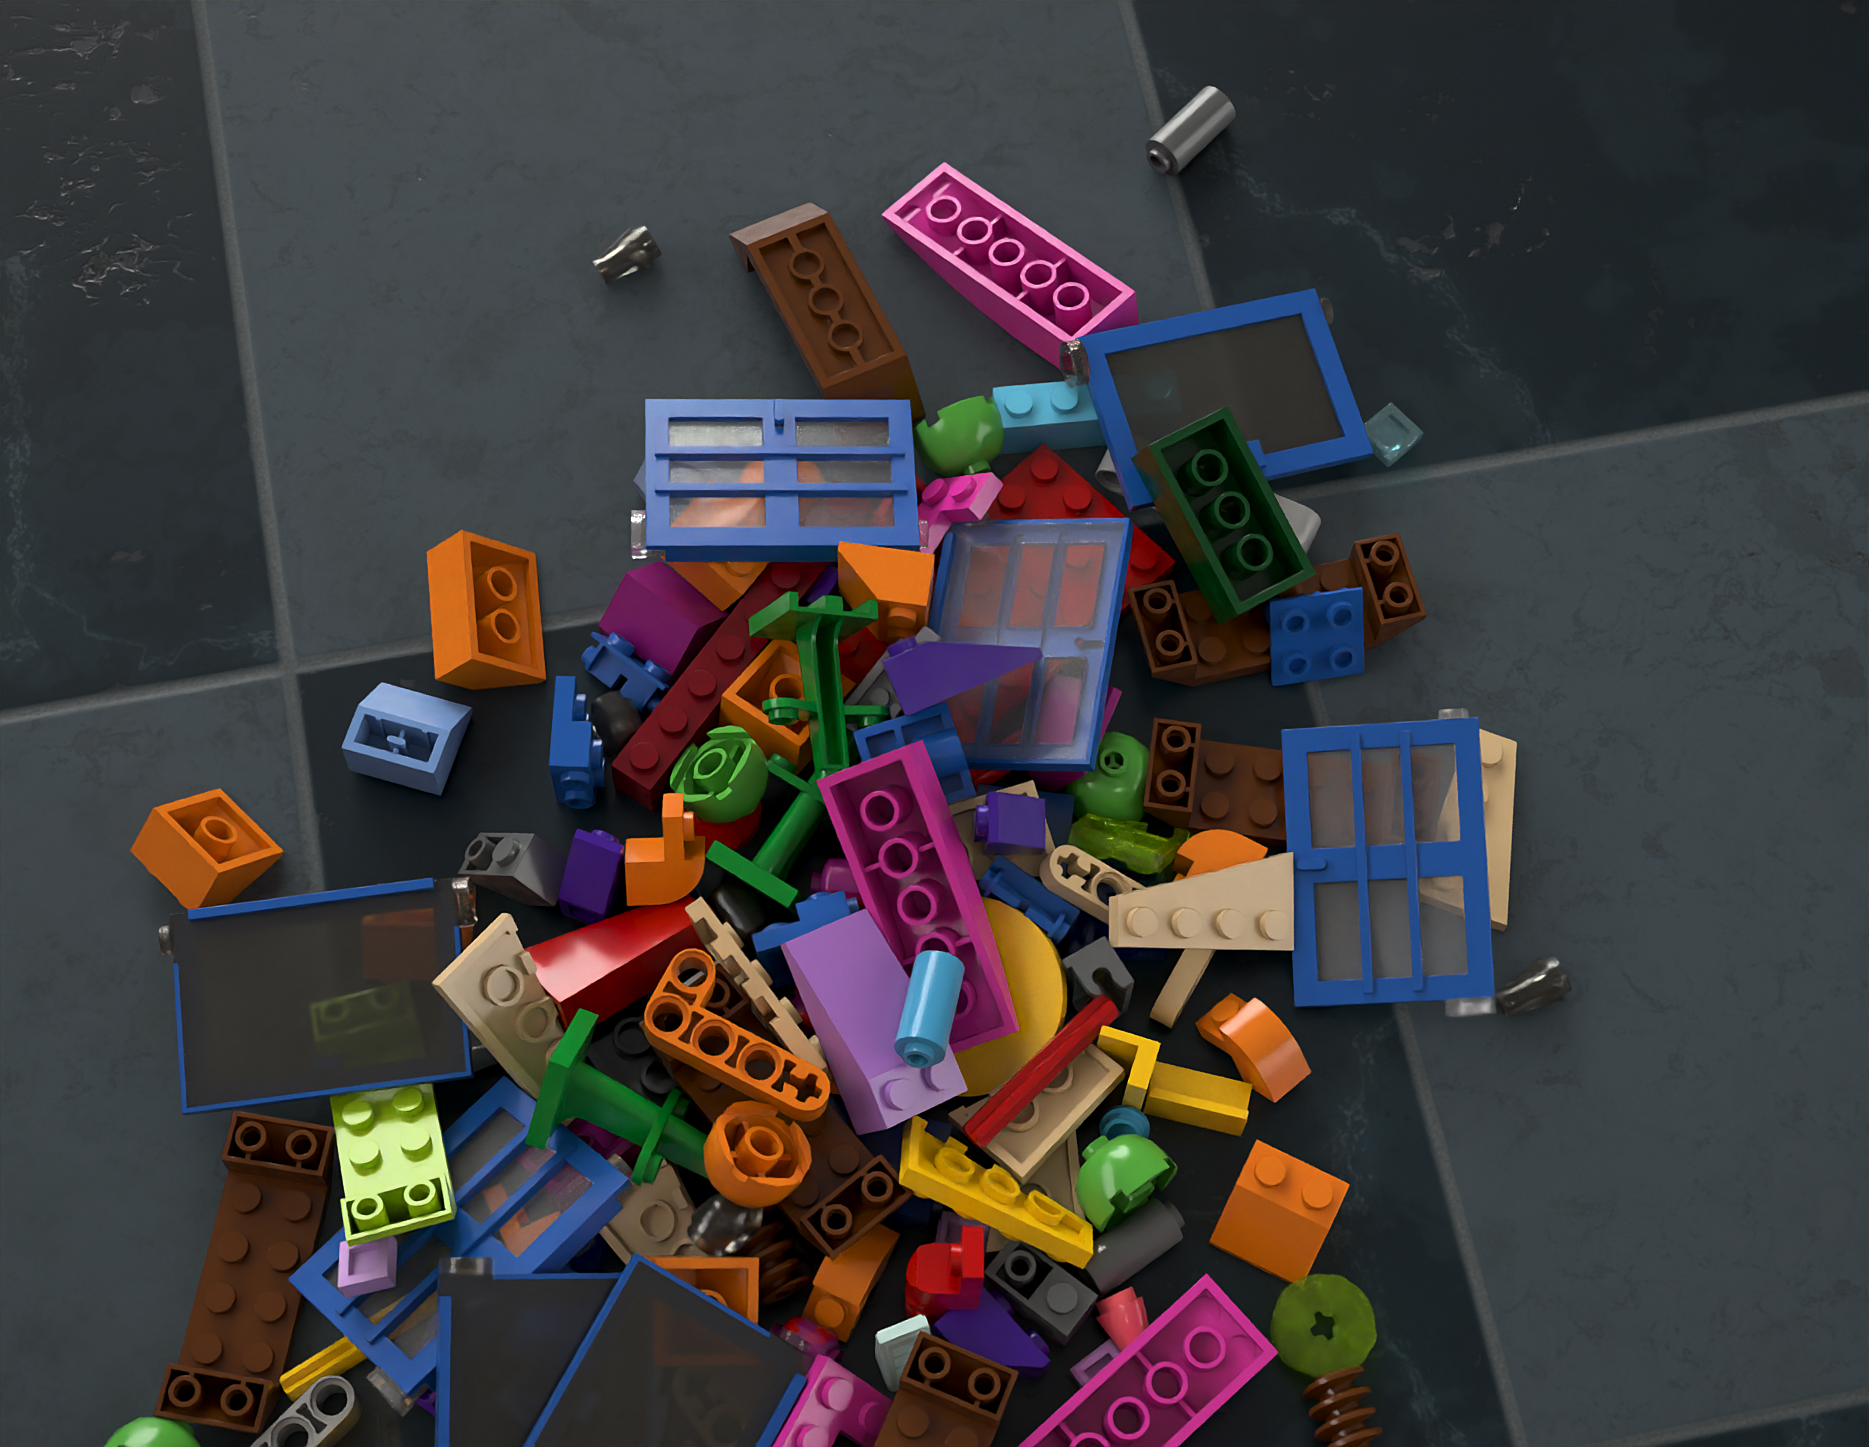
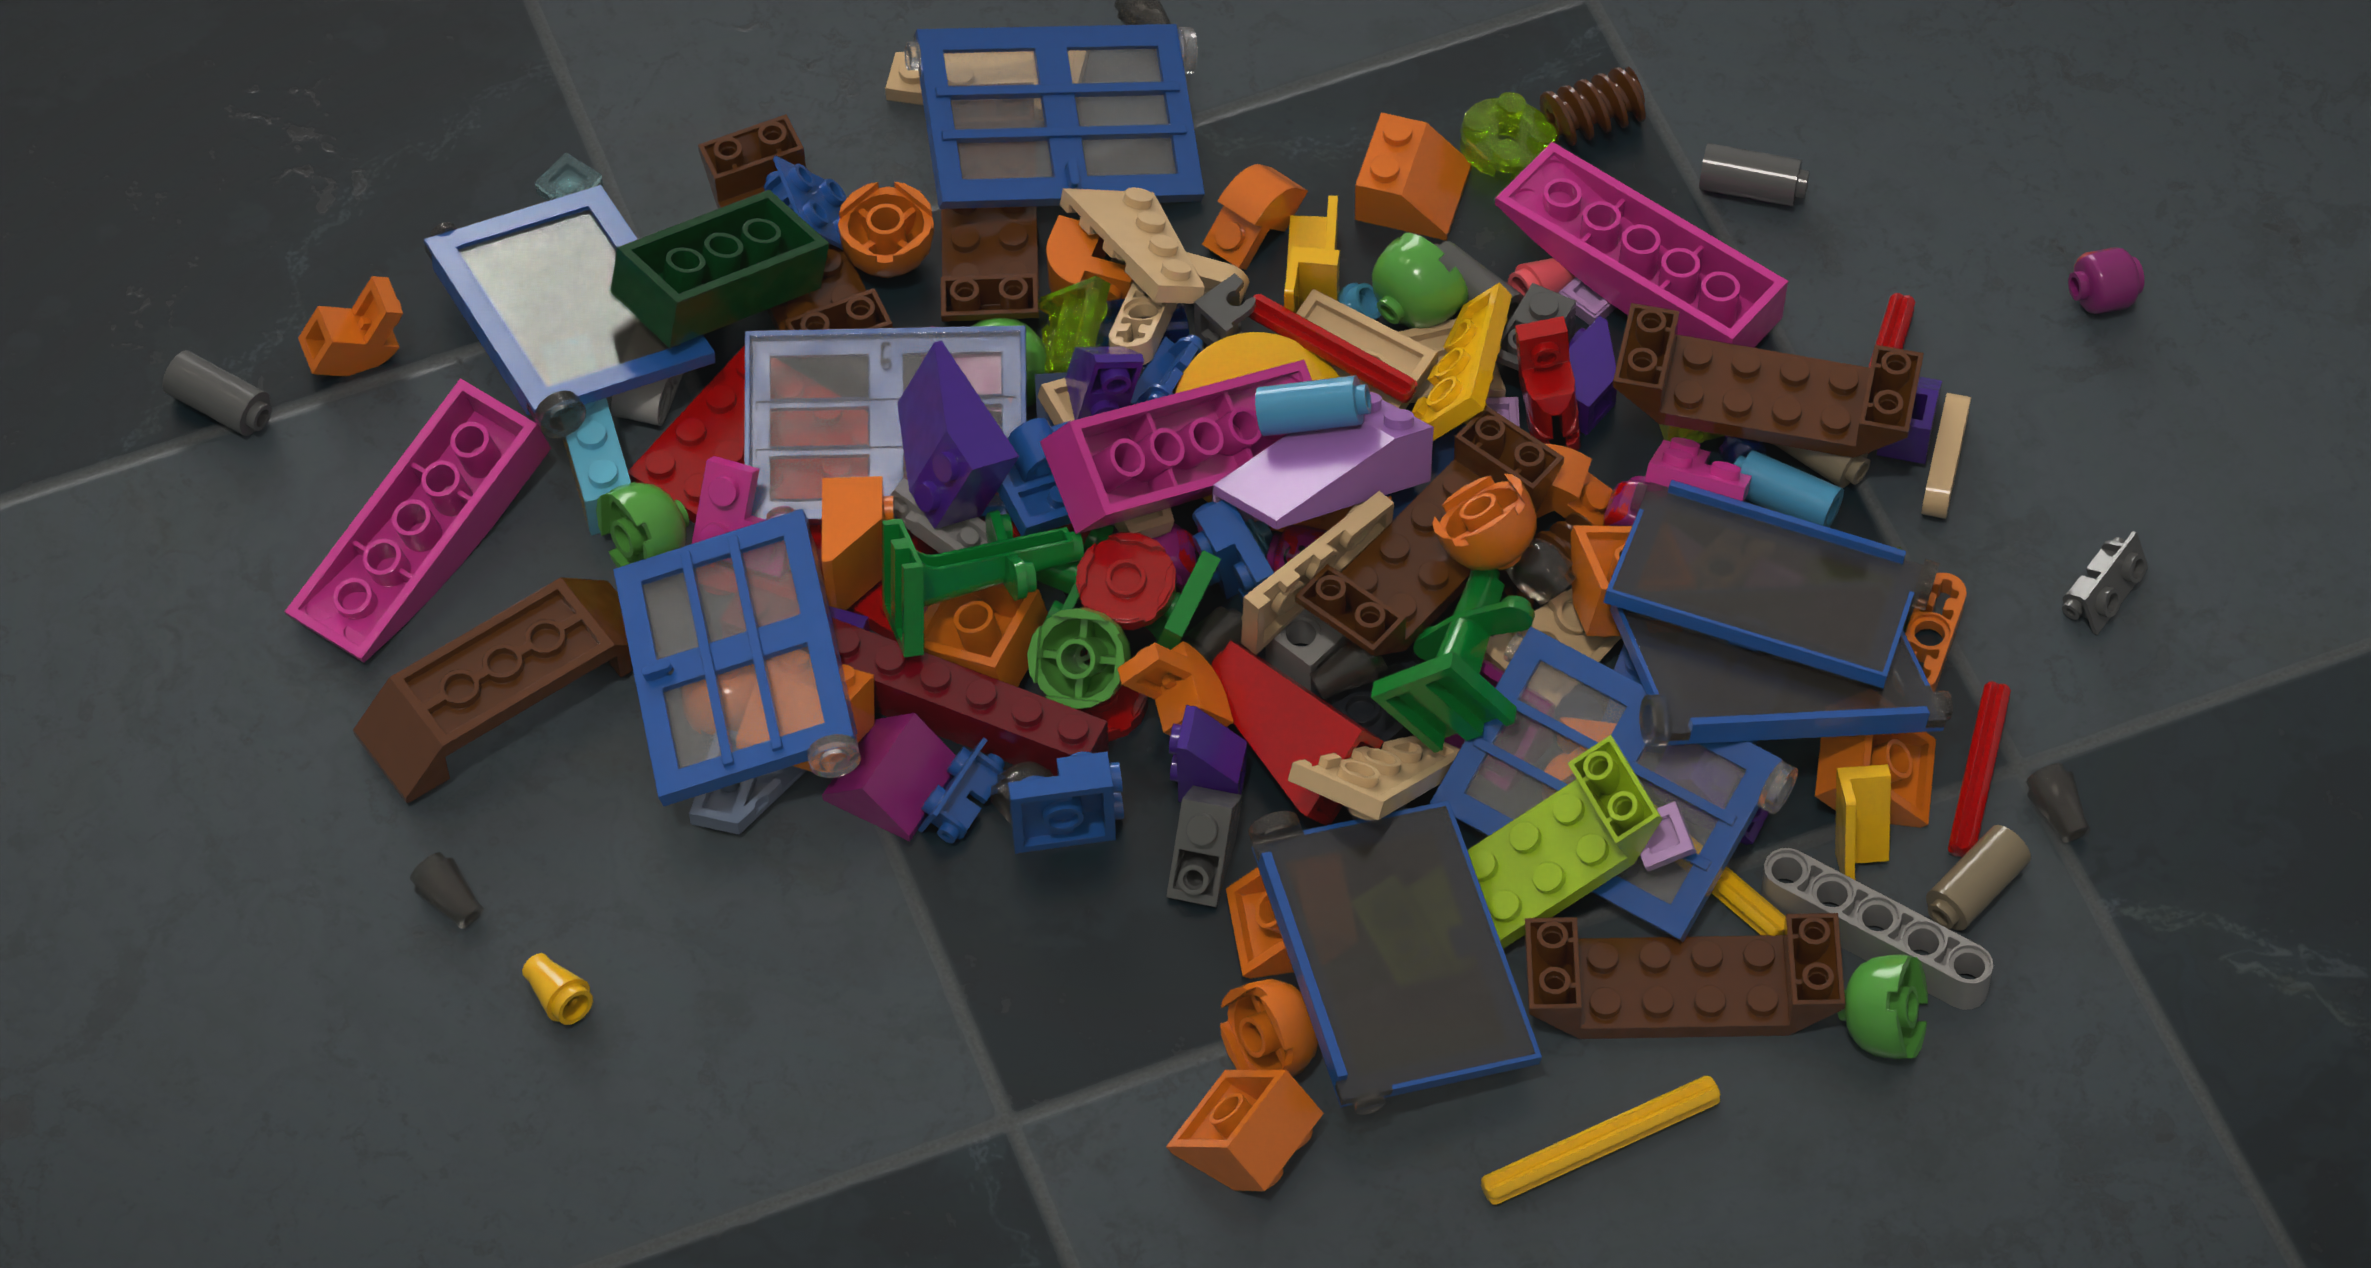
camera: 95 degrees left, 10 degrees down
(109, 1169) = (1600, 1140): none -> yellow axle
(293, 877) = (1268, 1027): none -> orange cylinder
(406, 737) = (1078, 966): medium blue slope -> none
(485, 613) = (922, 935): orange slope -> none
(504, 326) = (559, 991): none -> yellow cone
(742, 1048) = (1374, 593): orange beam -> none
(785, 822) = (1127, 579): none -> red tile
(894, 1347) = (1615, 432): light aqua slope -> none
(1233, 237) = (356, 338): none -> orange brick
(1273, 686) = (886, 229): none -> orange cylinder

